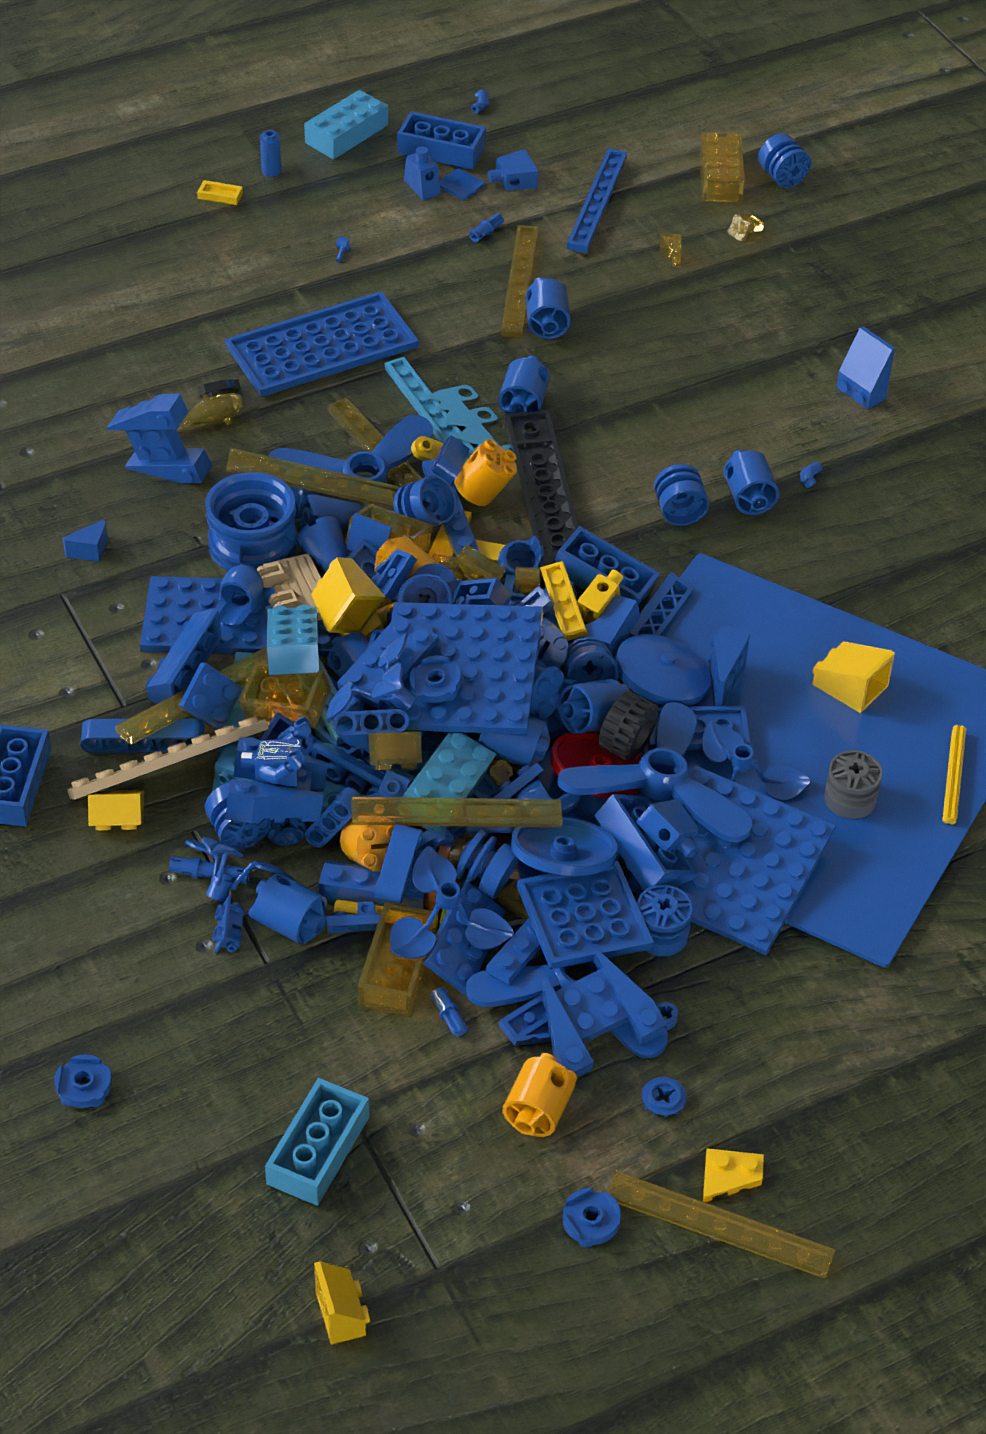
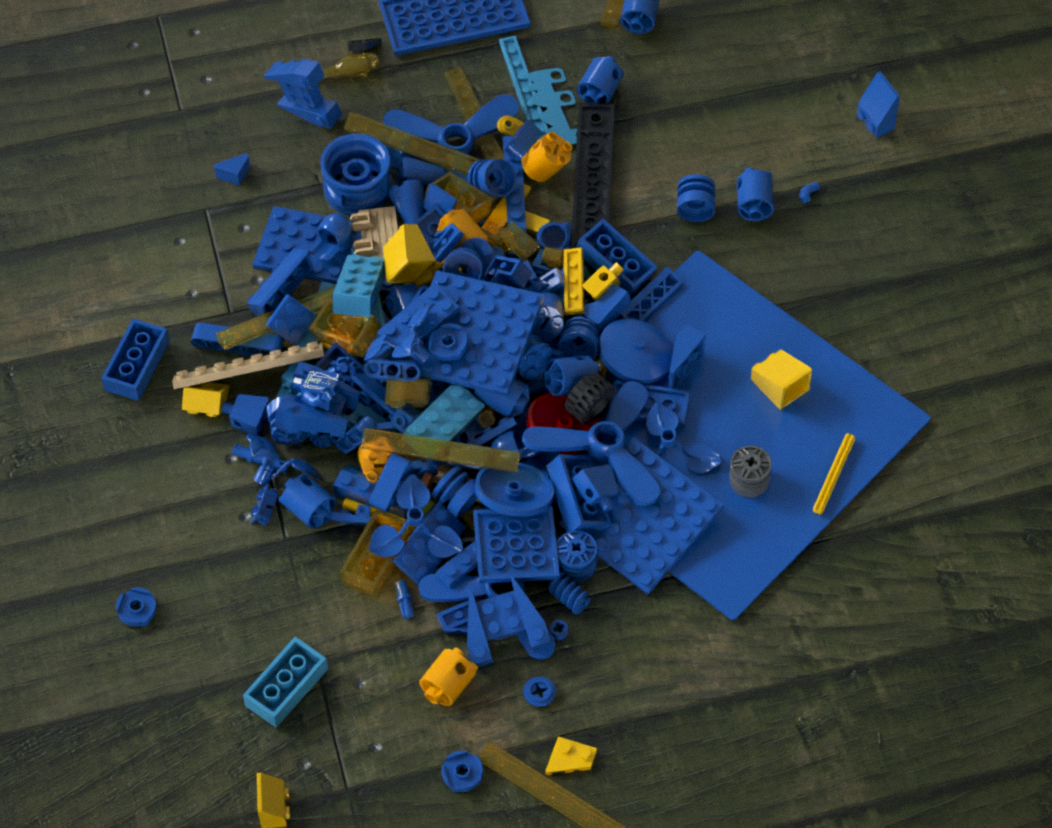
camera: 15 degrees right, 10 degrees up
(177, 817) = (247, 413): none -> blue torso
(666, 968) = (568, 594): none -> blue piece

